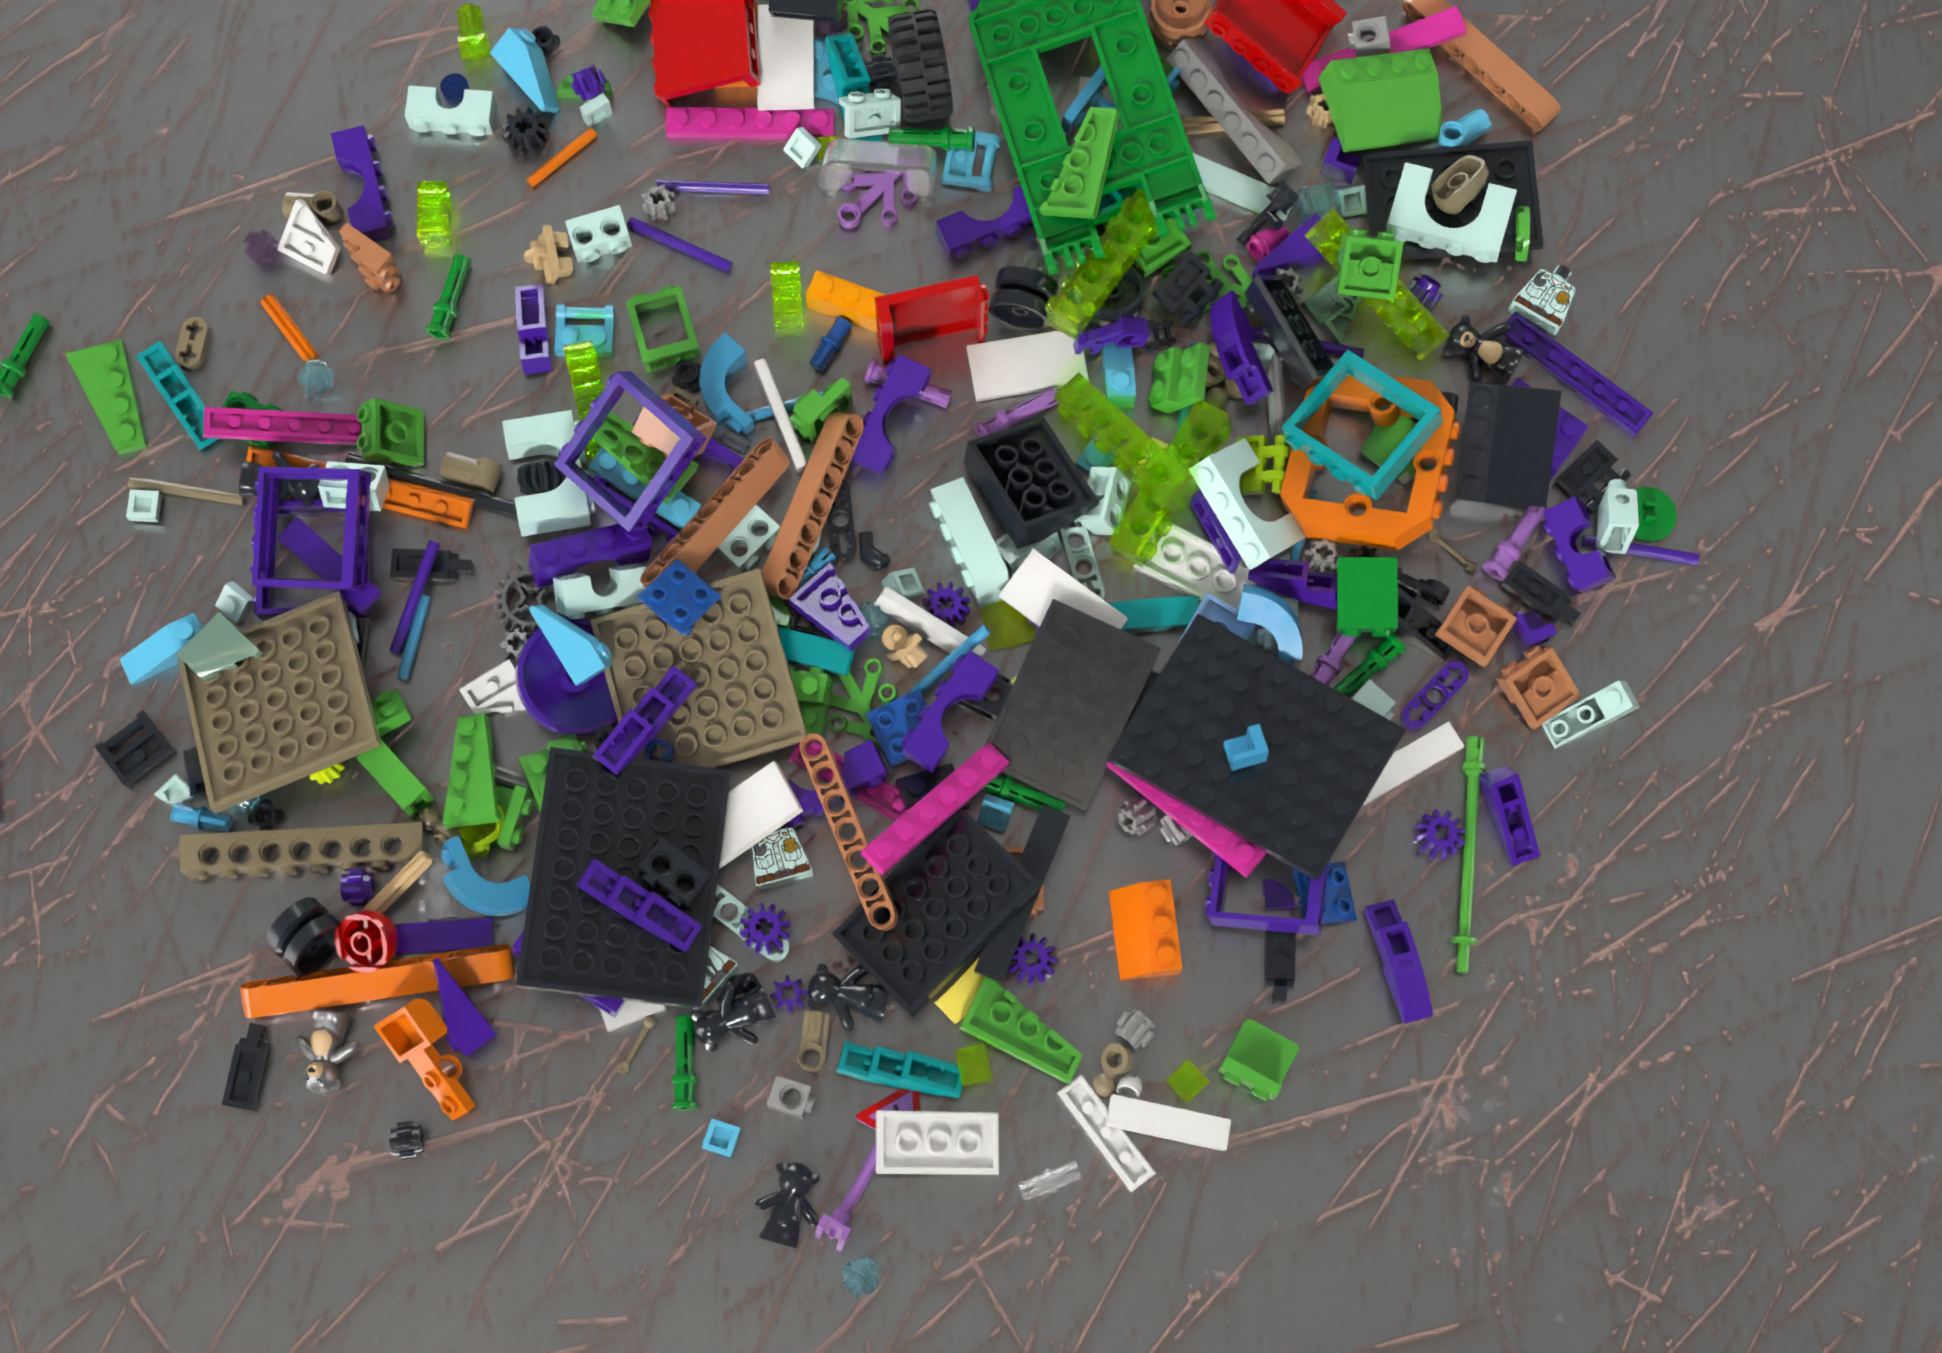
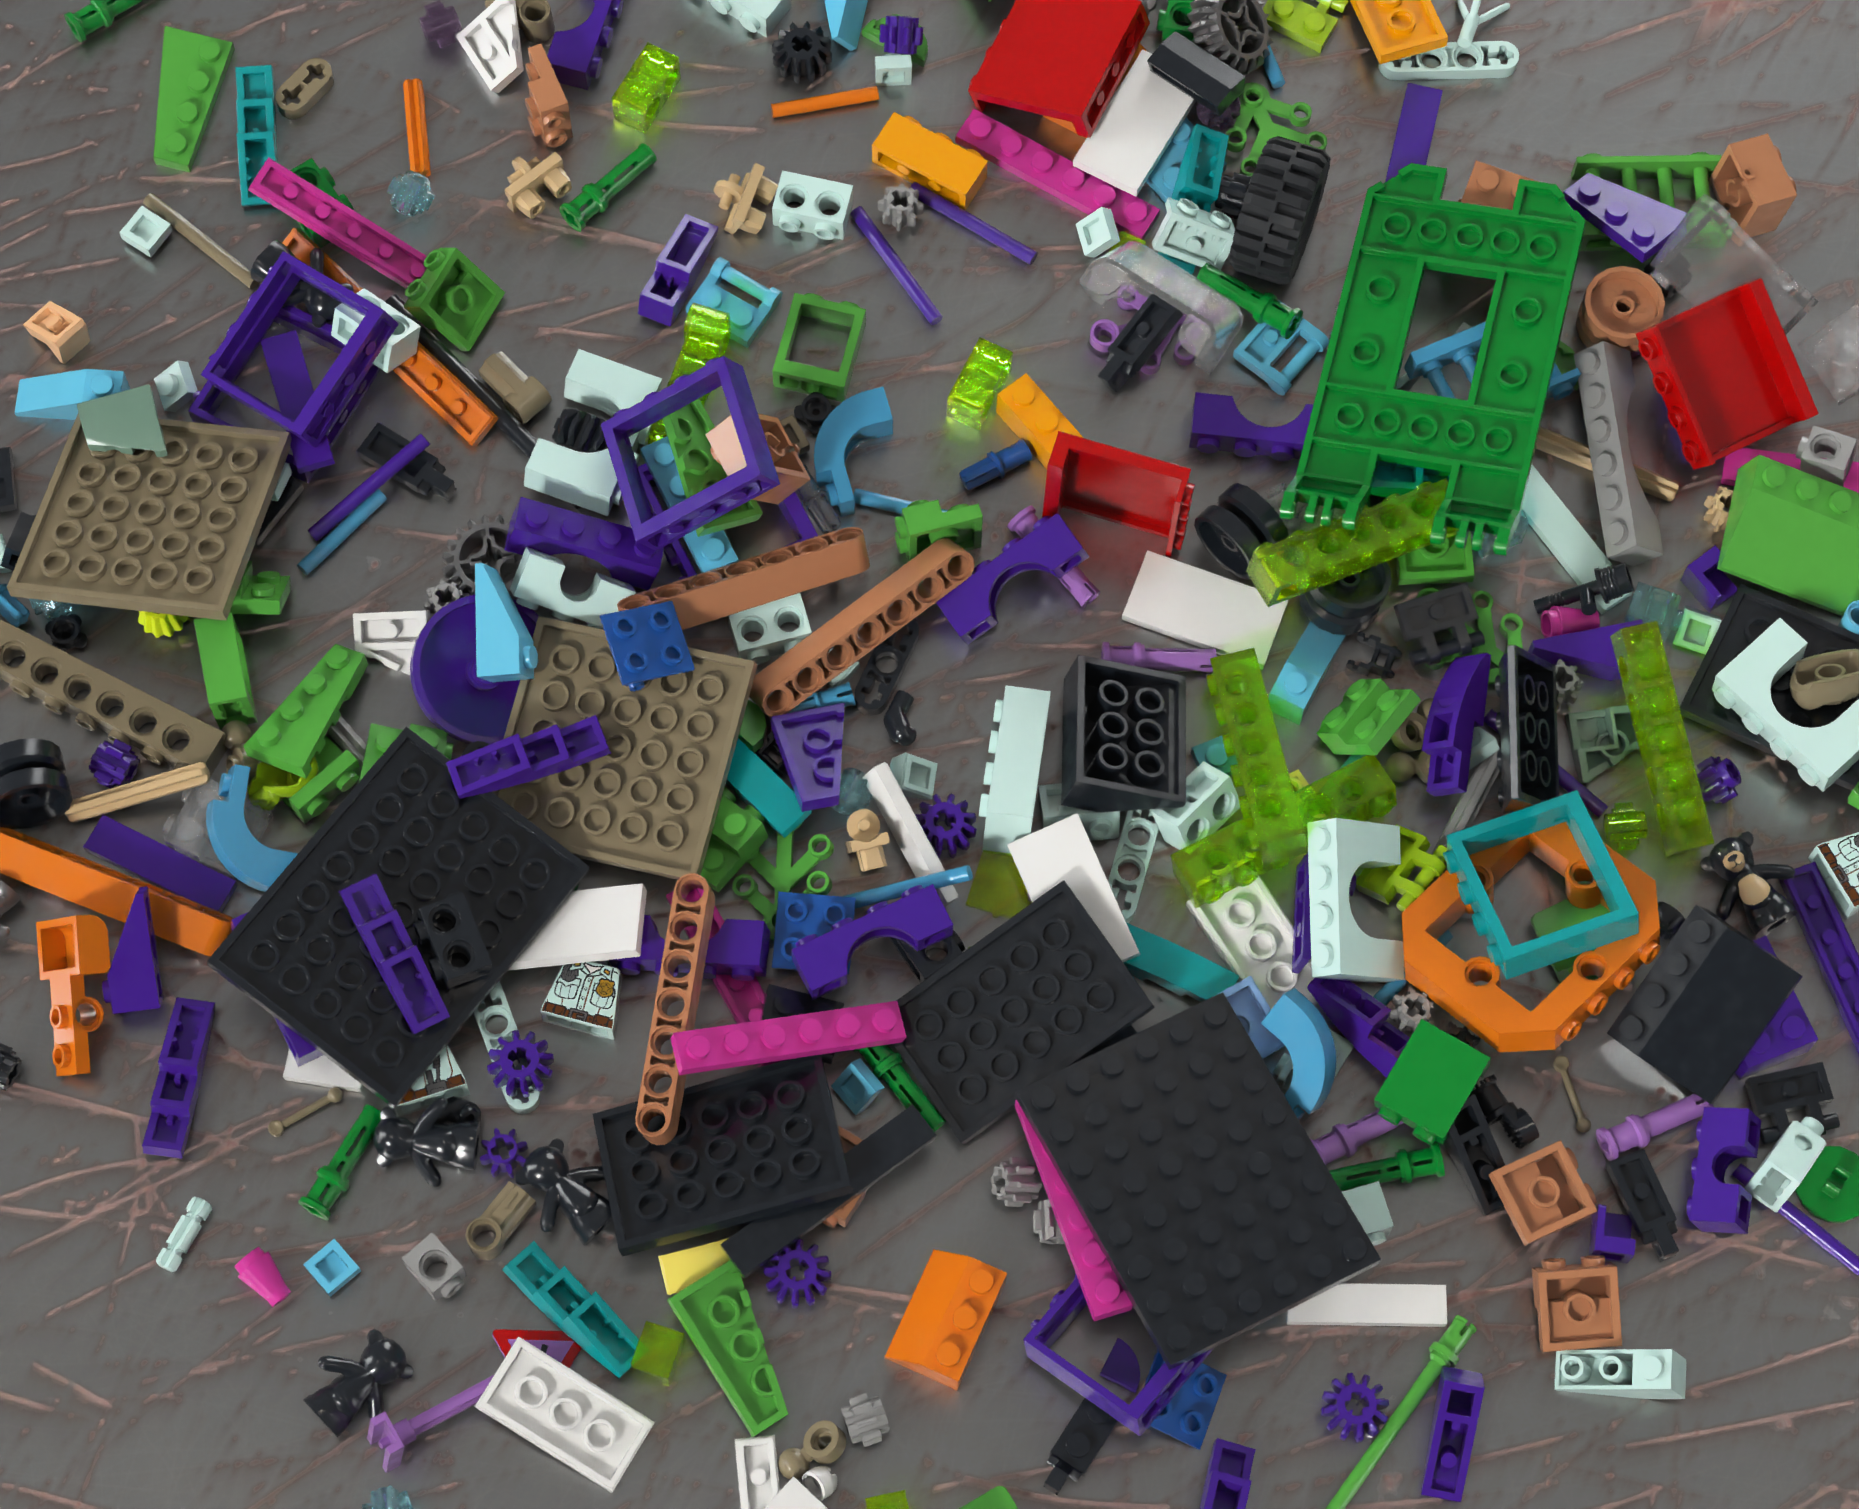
camera: 30 degrees right, 5 degrees down
(126, 608) = (60, 330): none -> light nougat slope
(366, 940) = (85, 824): red cylinder -> none
(393, 321) = (533, 179): none -> tan hips
(537, 1073) = (179, 1078): none -> dark purple slope
(606, 1175) = (184, 1234): none -> light aqua axle
(651, 748) = (519, 793): clear blue bush -> none
(658, 159) = (929, 160): none -> light orange brick
(678, 1171) = (262, 1275): none -> dark pink cone
(780, 415) = (889, 509): white tile -> none
(876, 206) = (1138, 341): none -> black hinge
(1084, 172) = (1396, 421): bright green wing -> none
(1123, 332) = (1332, 631): dark purple piece -> none
(1247, 749) = (1177, 1173): dark azure panel -> none
(1368, 264) = (1658, 706): bright green plate -> none
(1384, 355) = (1625, 826): none -> clear neon green gear
(1455, 686) = (1473, 1229): dark purple beam -> none

